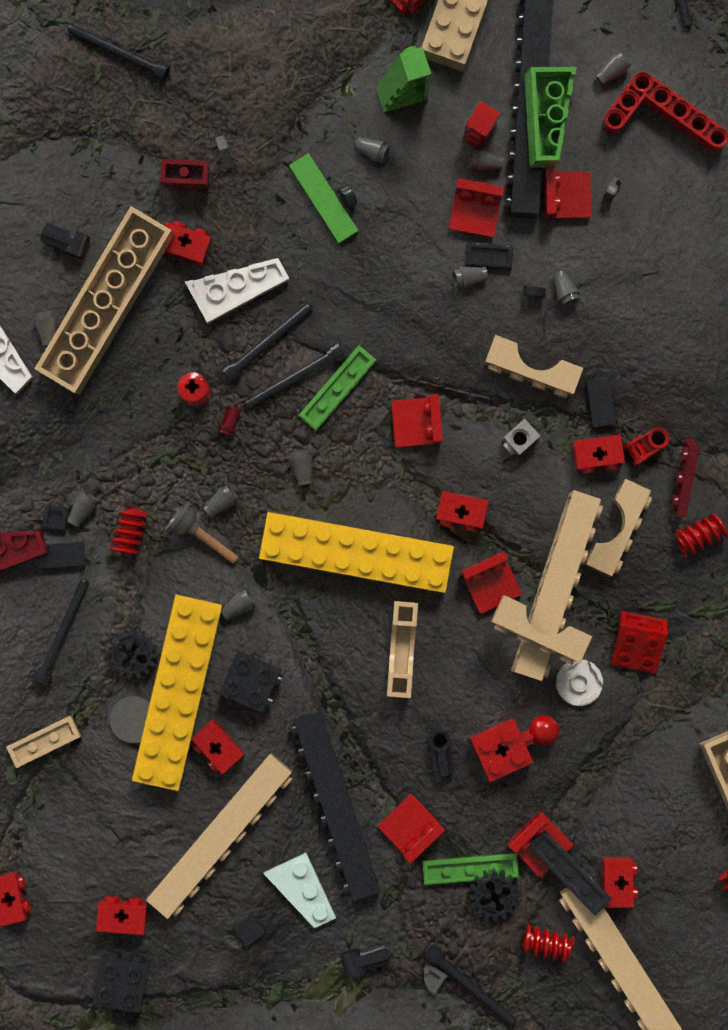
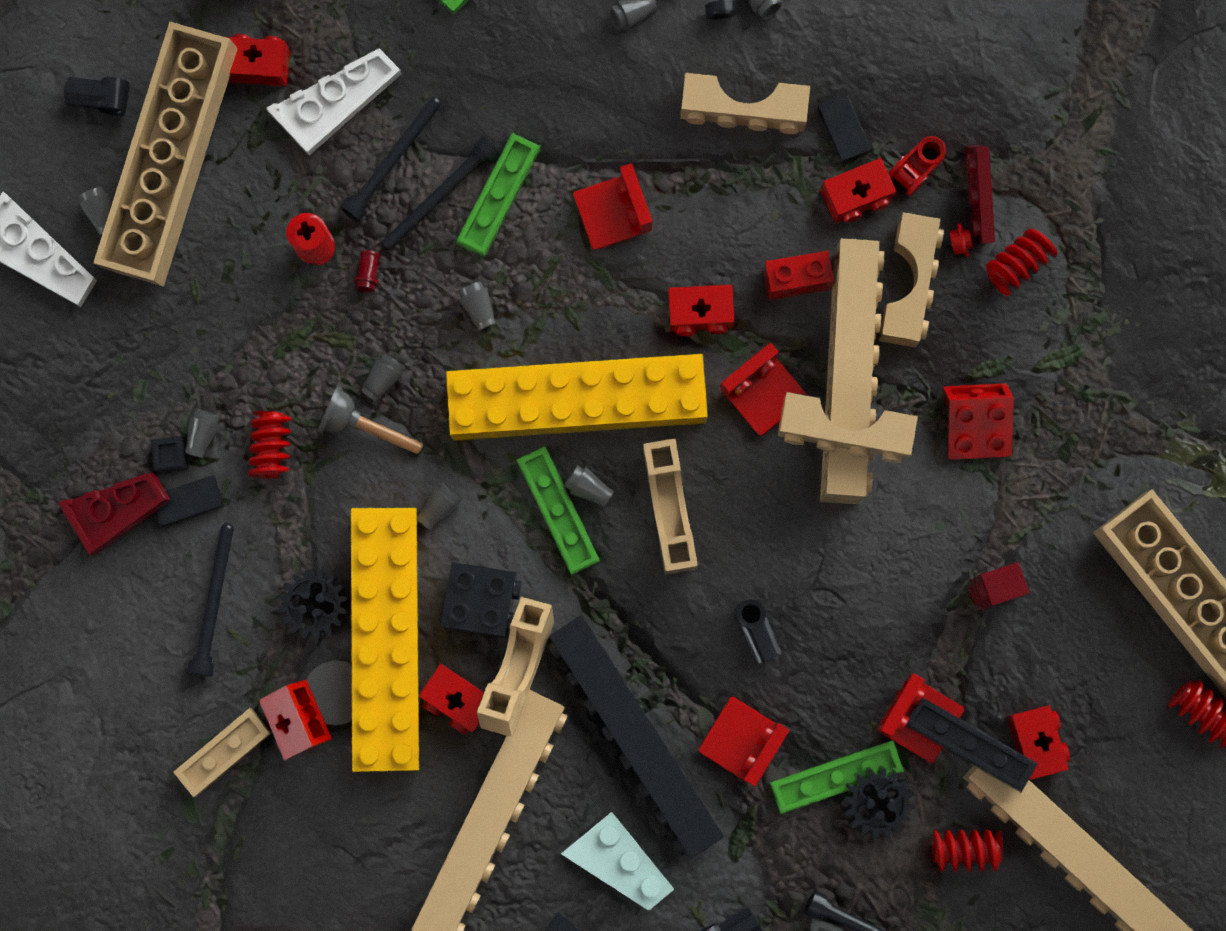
camera: 10 degrees left, 5 degrees down
(100, 732) = (295, 719): none -> red brick
(273, 725) = (507, 693): none -> tan arch
(322, 630) = (558, 510): none -> bright green tile
(347, 617) = (588, 486): none -> dark grey cone
(522, 428) = (752, 184): light grey brick -> none
(538, 504) = (798, 275): none -> red brick
(543, 731) = (883, 567): red brick -> none
(579, 682) = (914, 493): white tile -> none
(619, 766) = (998, 586): none -> dark red brick
(662, 508) = (961, 240): none -> red plate

